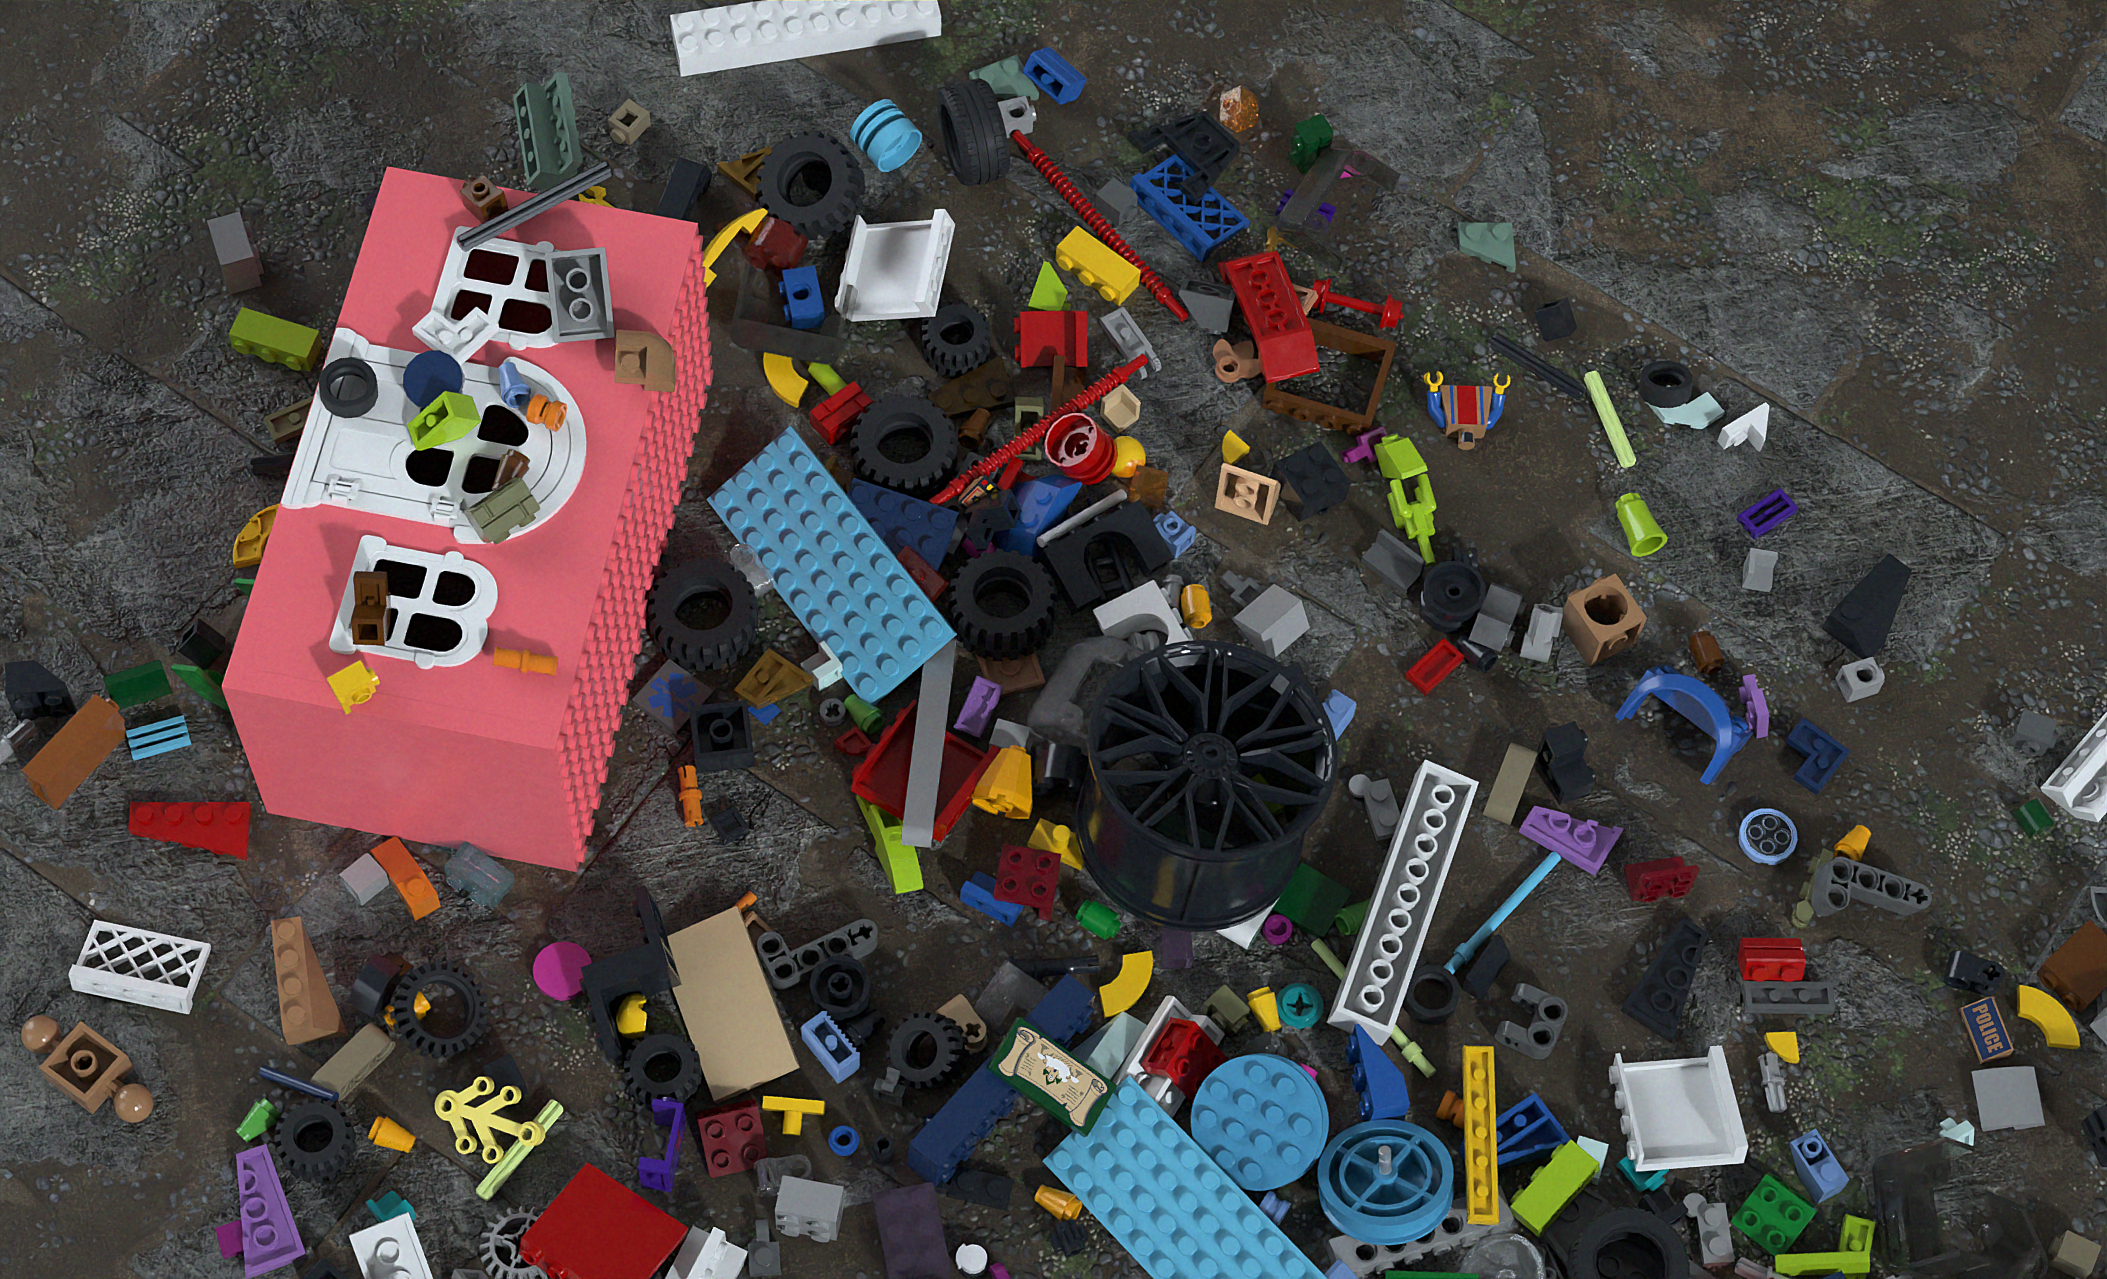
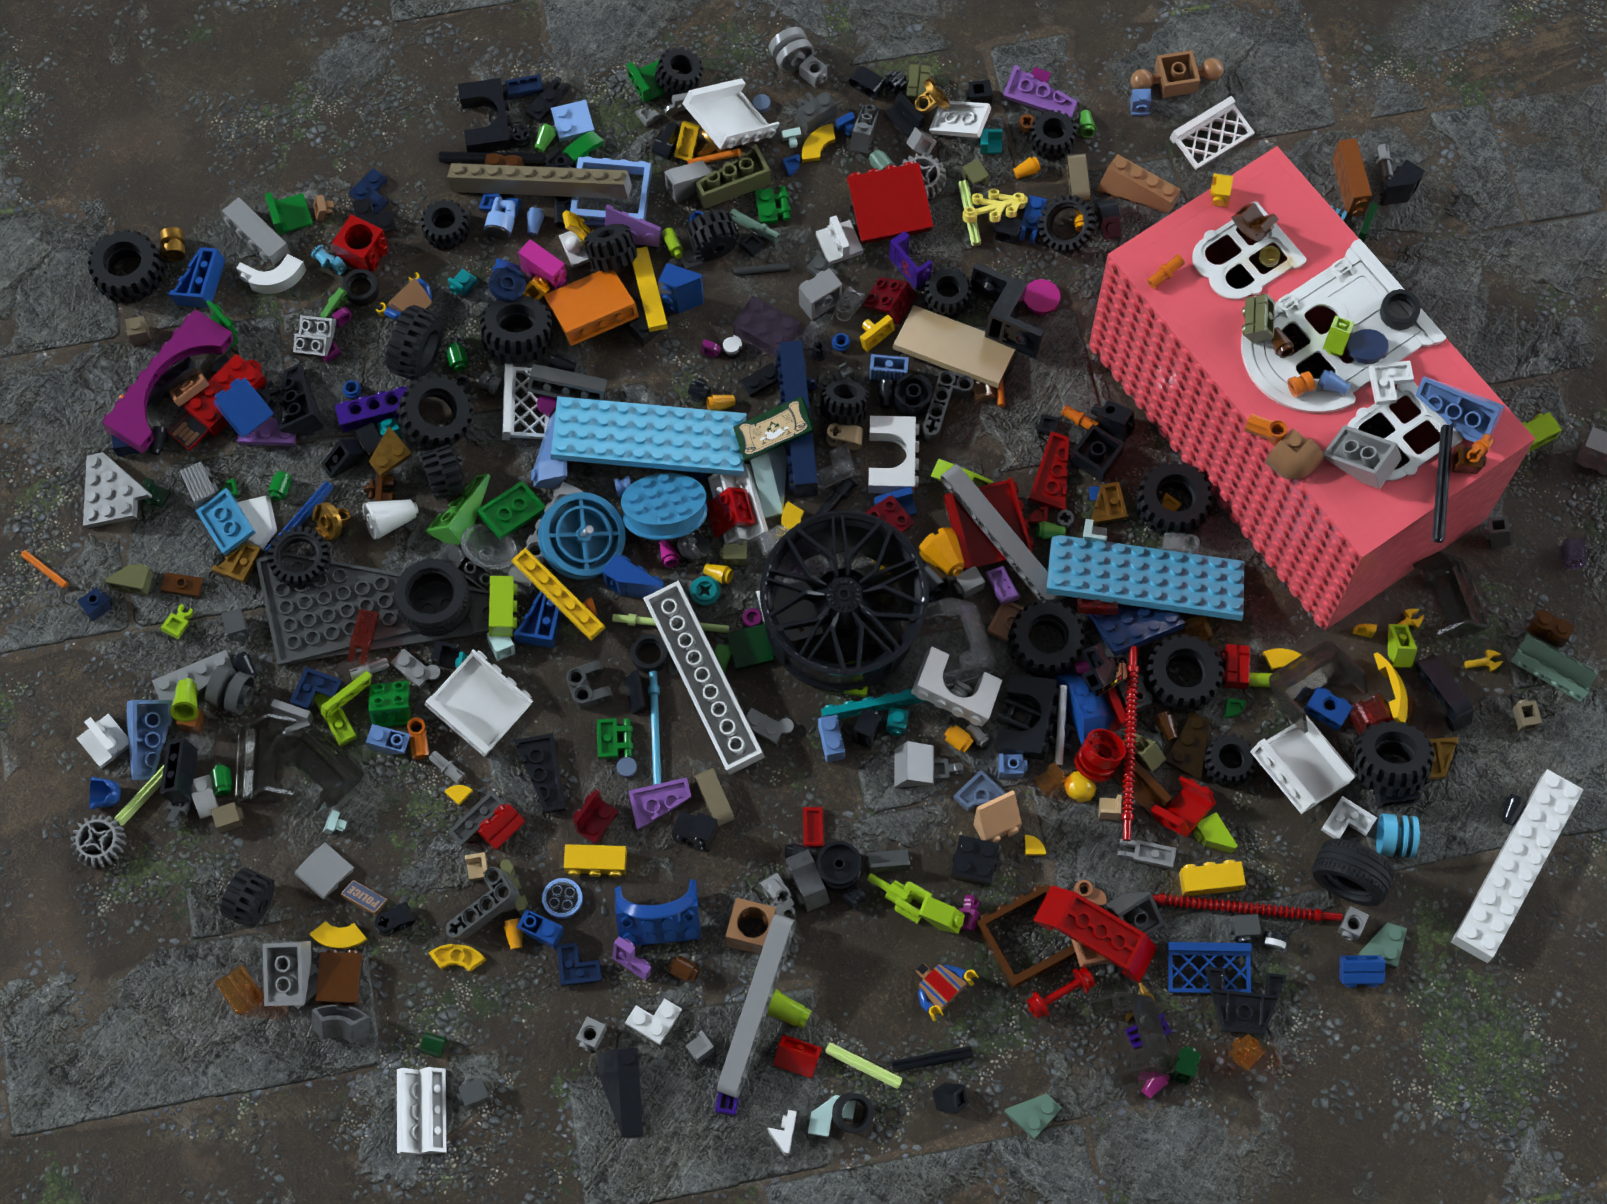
camera: 140 degrees right, 5 degrees up
(168, 1080) = (1140, 102): none -> medium blue brick
(298, 1084) = (1087, 148): dark blue bar -> none
(327, 1200) = (1025, 118): none -> dark orange bush
(399, 569) = (1269, 256): none -> clear yellow tile
(422, 234) = (1461, 409): none -> medium blue wedge
(457, 1071) = (1031, 216): none -> blue hinge
(458, 1185) = (975, 172): none -> olive panel
(467, 181) = (1480, 448): none -> orange pin
(503, 162) = (1553, 629): none -> reddish brown brick
(631, 1018) = (985, 298): yellow hair -> none
(636, 410) = (1264, 428): none -> orange piece
(659, 745) = (1115, 419): none -> black torso
(670, 694) = (1142, 455): dark grey tile -> none
(709, 619) = (1170, 503): none -> yellow tile
(745, 70) = (1513, 808): none -> black cone
(799, 764) = (1050, 482): none -> red wing
(888, 386) = (1233, 707): none -> green tile
(906, 204) = (1347, 814): none -> white plate
(949, 916) = (903, 432): none -> white arch
(1101, 168) = (1275, 940): none -> piece
(1167, 979) = (768, 539): none -> clear piece
(1228, 544) = (978, 791): none -> sand blue tile
(1564, 948) = (608, 738): none -> green plate
(1572, 902) = (626, 767): none -> sand blue tile
(1665, 481) = (797, 1056): none -> red panel
(1673, 537) = (756, 1006): none -> light grey beam
(1698, 836) = (595, 860): none -> yellow brick
(1781, 632) = (655, 1026): none -> white plate
(1785, 1130) = (418, 740): none -> orange piece
(1822, 816) = (541, 929): none -> blue slope
(1832, 946) = (476, 866): none -> tan panel
(1945, 893) = (457, 955): none -> yellow tile

